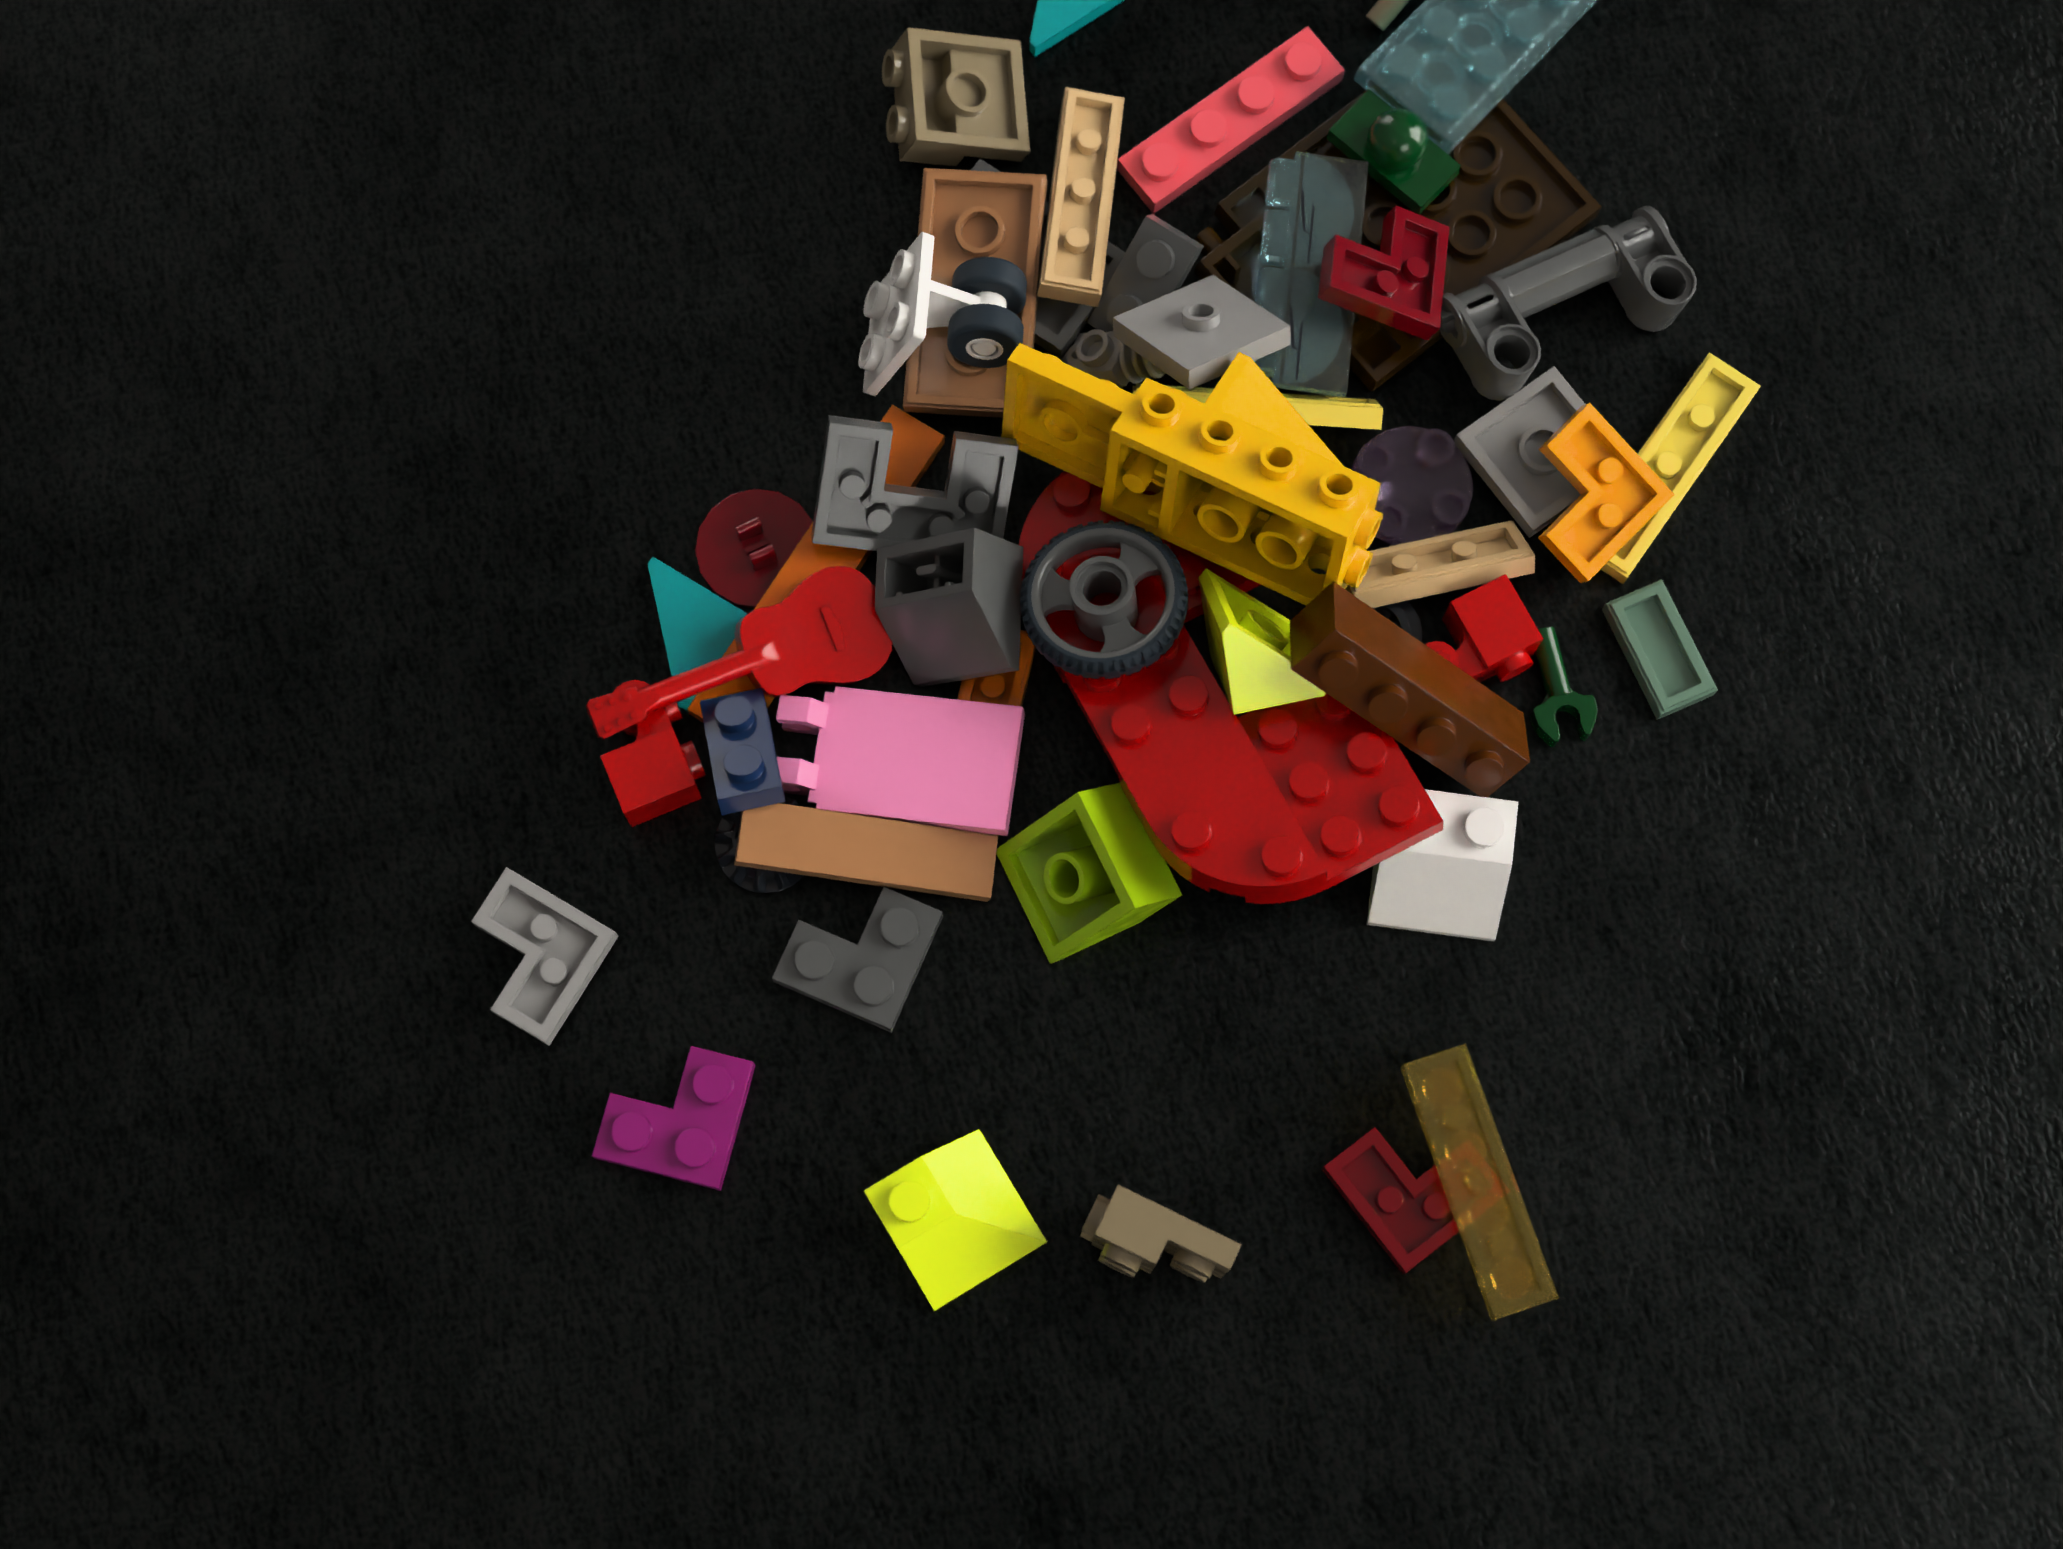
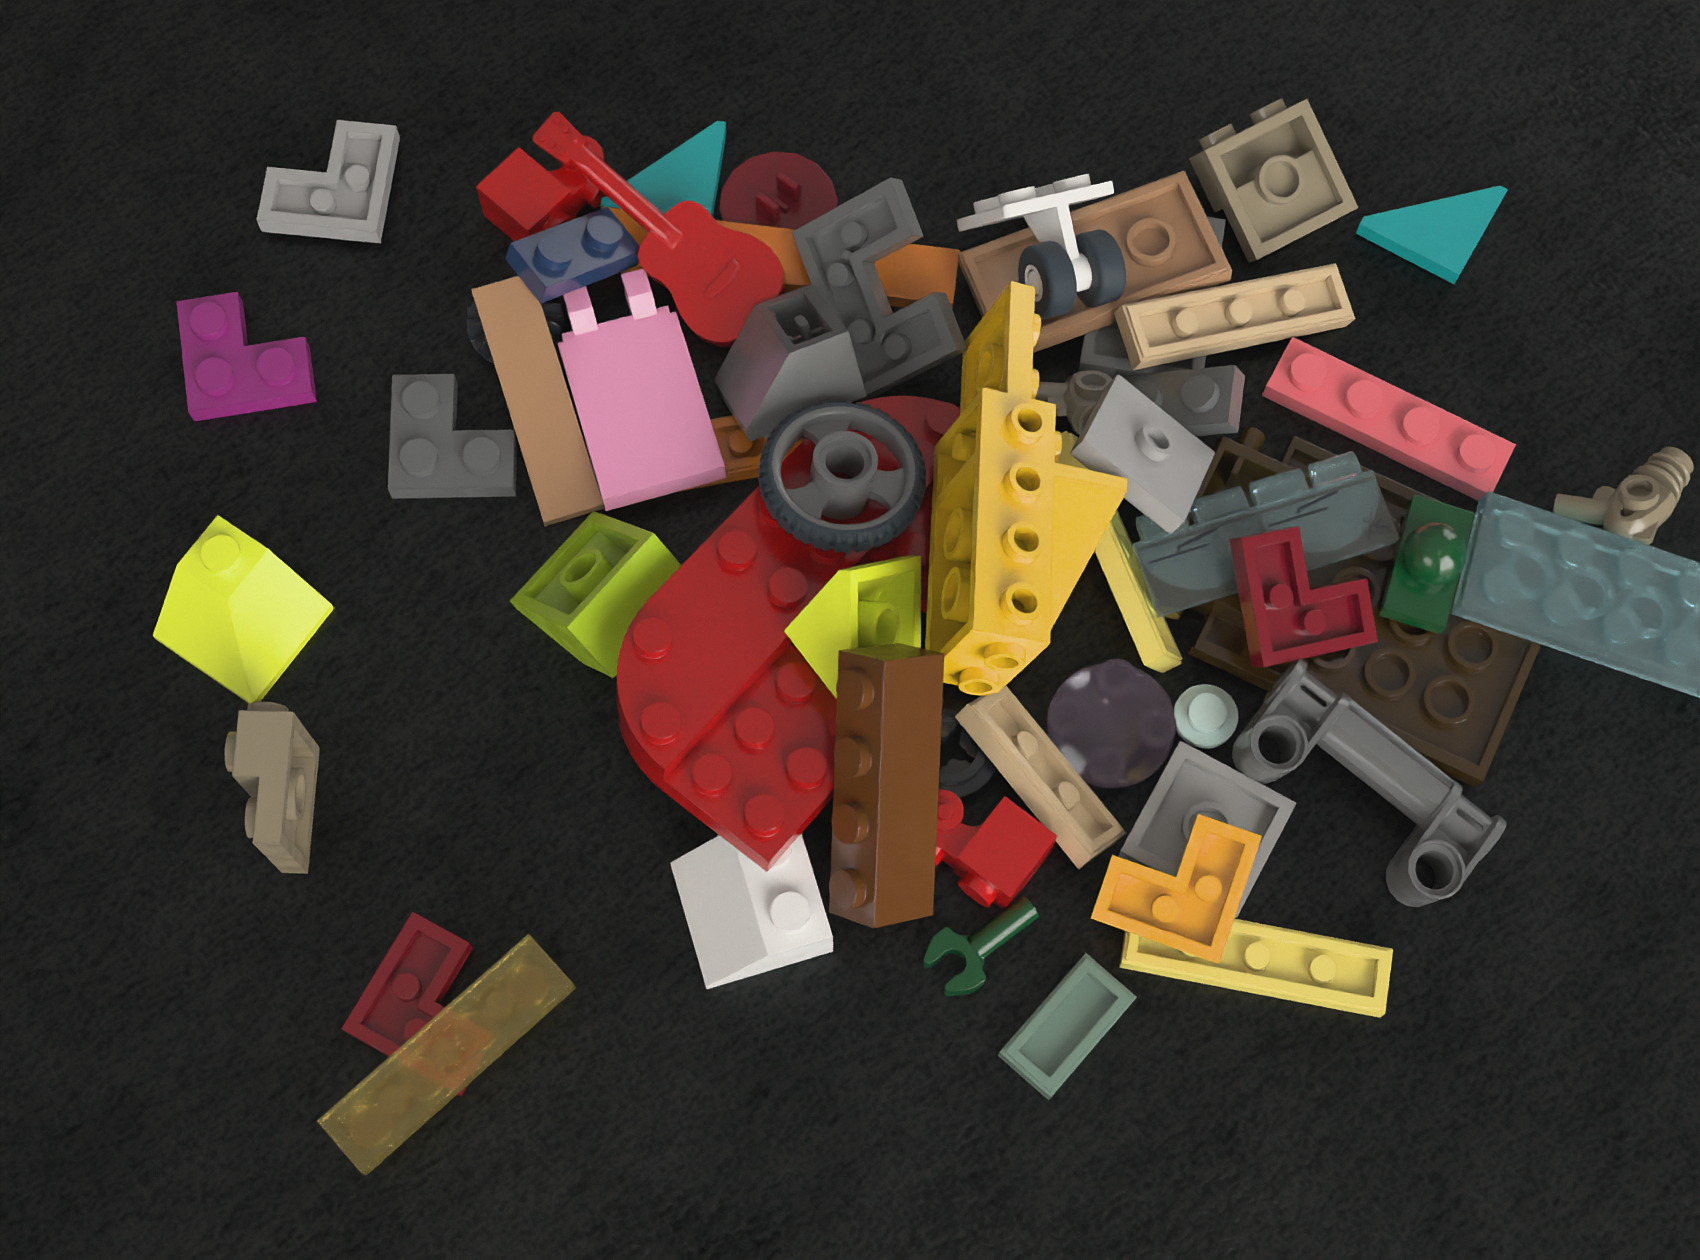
camera: 65 degrees right, 5 degrees down
(1438, 403) = (1205, 716): none -> light aqua plate

